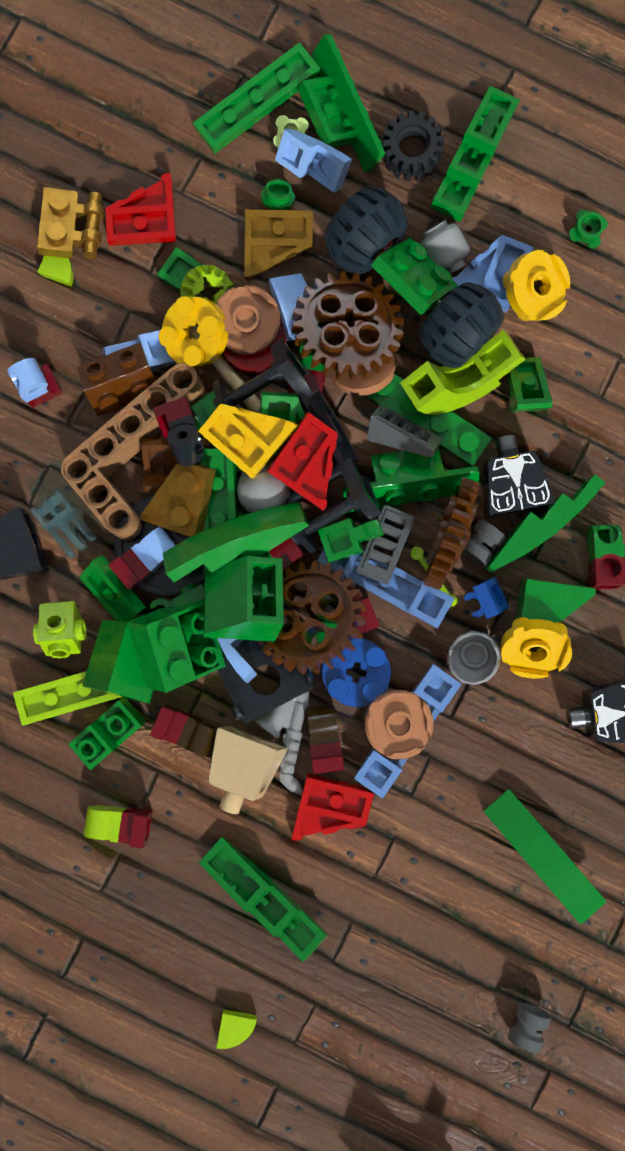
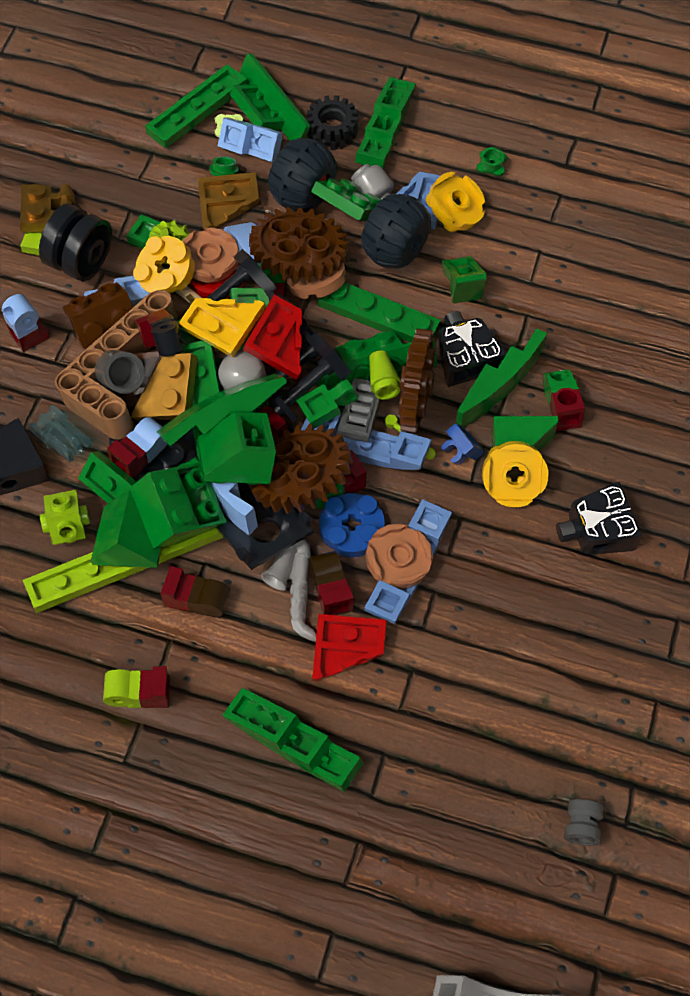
camera: 10 degrees left, 25 degrees down
(96, 286) = (75, 242): none -> black wheel
(107, 733) = (118, 611): green slope -> none
(130, 471) = (120, 371): none -> dark grey piece
(143, 216) = (110, 195): red wing -> none
(235, 1028) = (280, 875): lime tile -> none
(243, 766) = (256, 612): tan torso -> none
(401, 433) = (354, 321): dark grey slope -> none
(416, 514) = (383, 376): none -> lime cone
(446, 388) = (411, 279): lime arch -> none
(474, 657) = (459, 492): light grey hair -> none
(484, 542) = (448, 400): dark grey wheel -> none
(545, 857) = (564, 656): green slope -> none

